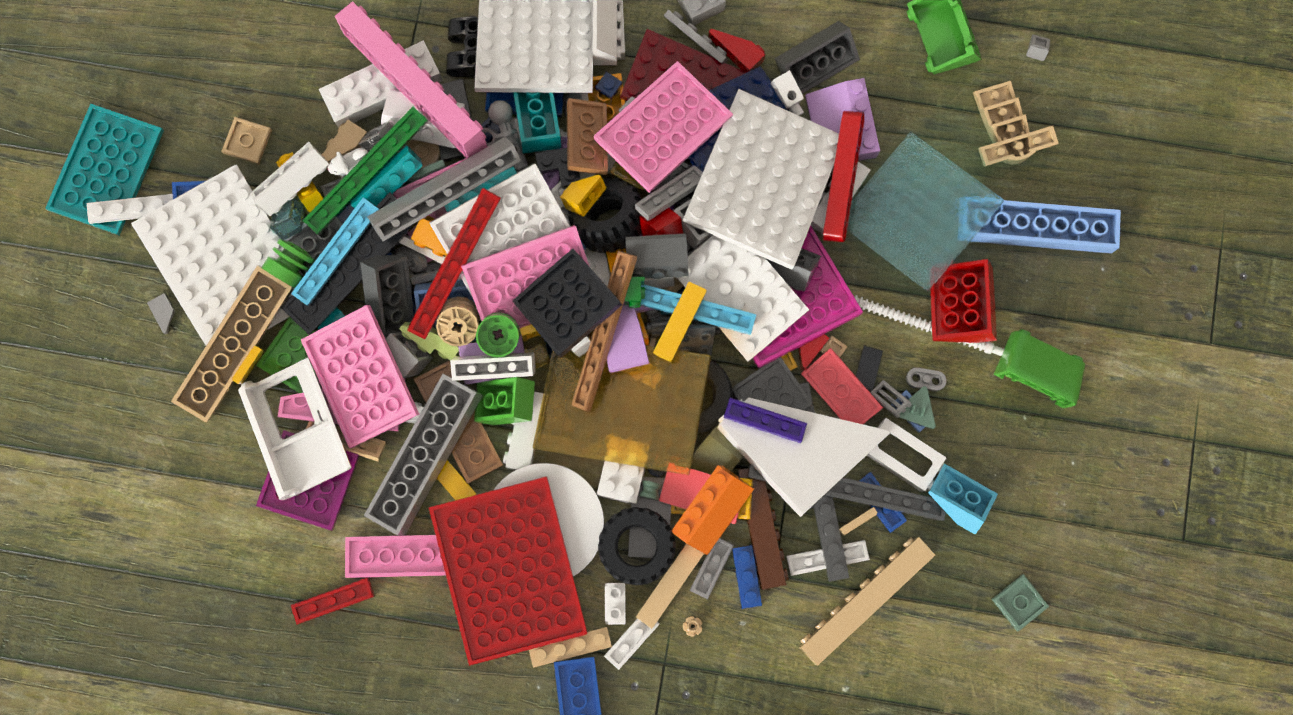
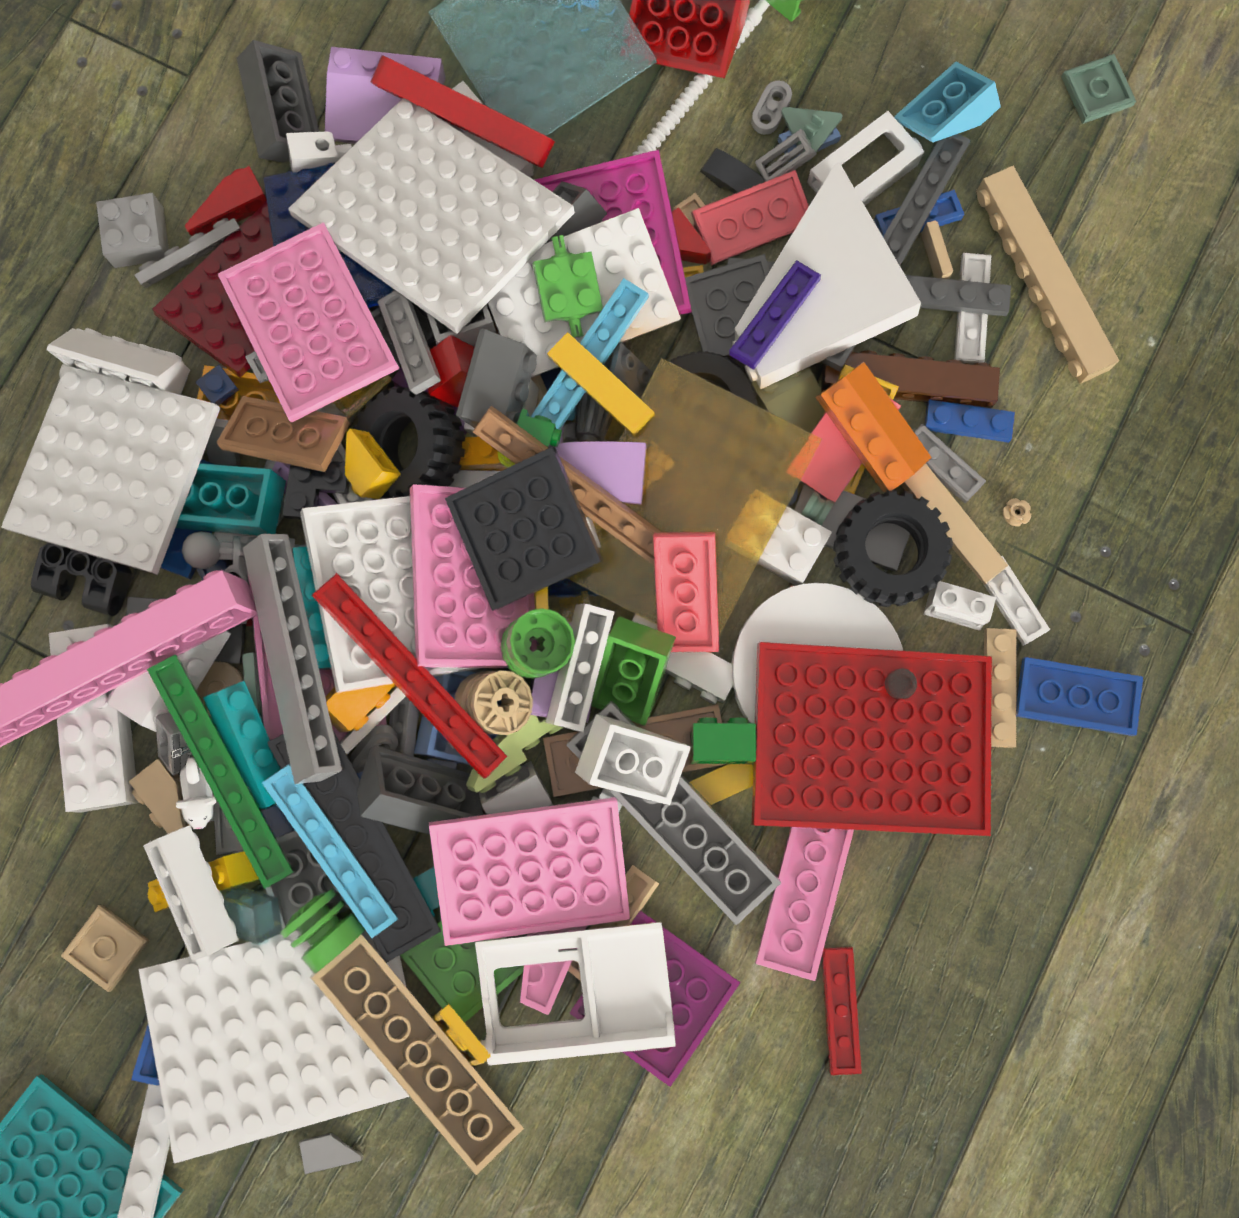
camera: 70 degrees left, 0 degrees up
(443, 416) = (632, 760): none -> white slope
(474, 471) = (722, 742): none -> green brick
(548, 577) = (900, 683): none -> clear smoke tile
(564, 419) = (687, 589): none -> coral tile
(739, 280) = (567, 286): none -> bright green plate

